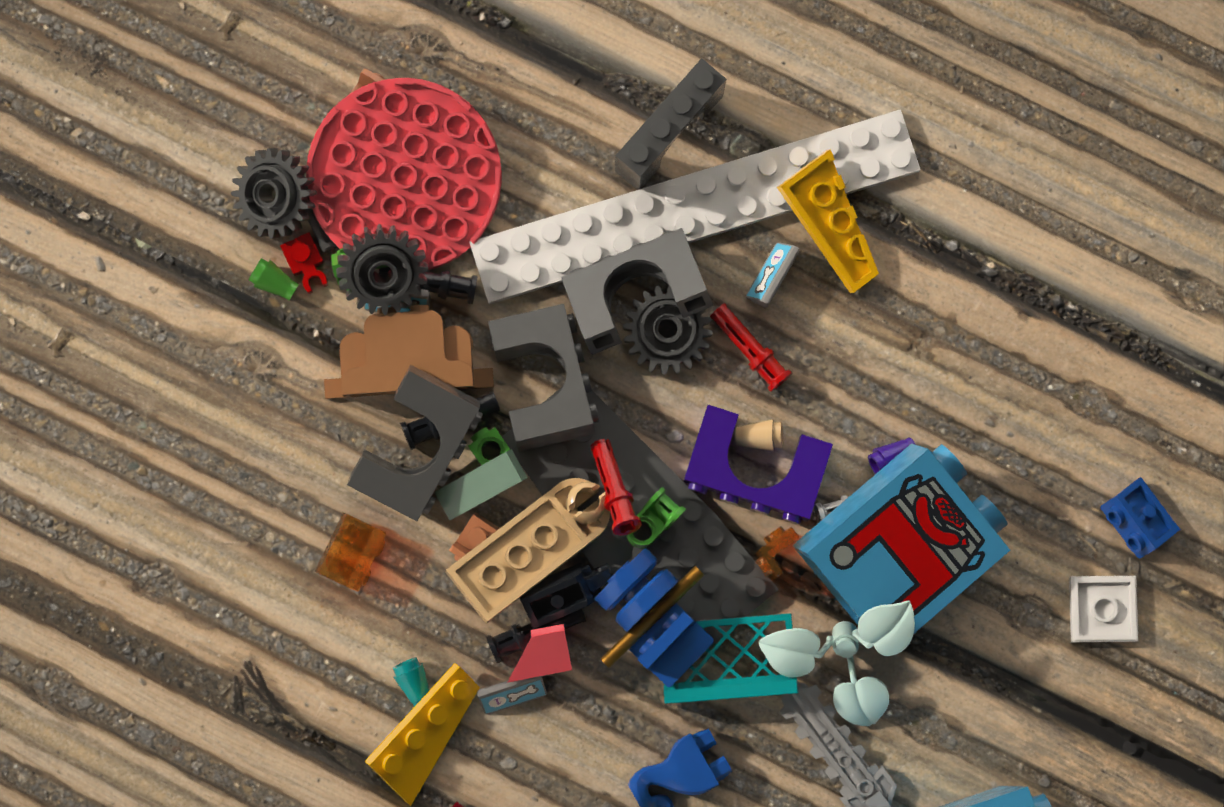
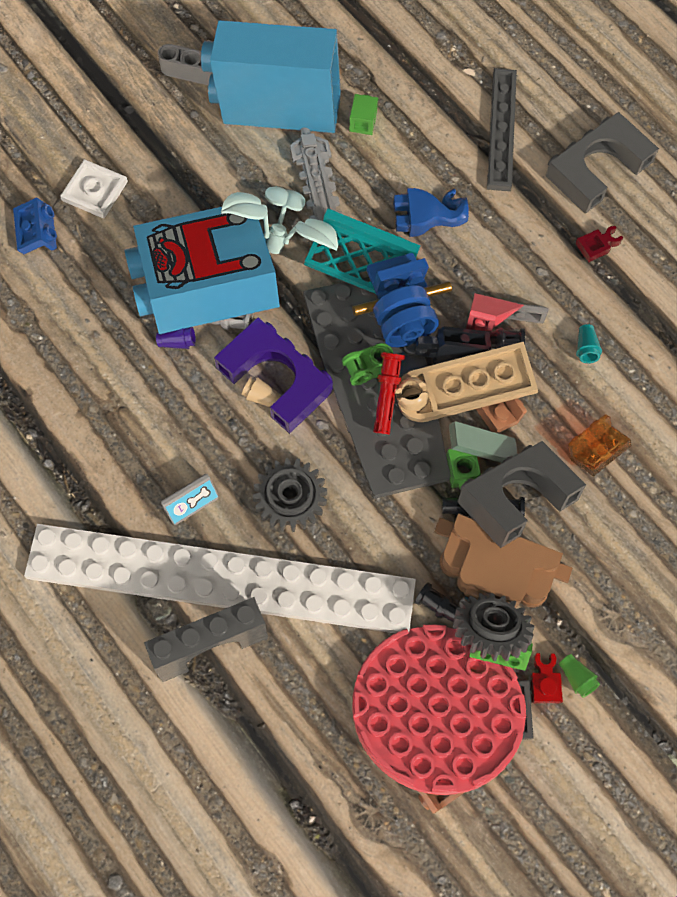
camera: 155 degrees left, 15 degrees down
(270, 215) = (552, 743): dark grey gear -> none
(420, 738) = (598, 305): yellow wing -> none
(550, 334) = (395, 460): dark grey arch -> none
(594, 286) = (331, 548): arch -> none
(760, 358) = (232, 445): red pin -> none
(775, 543) = (292, 308): clear orange bracket -> none
(824, 210) = (126, 517): yellow wing -> none

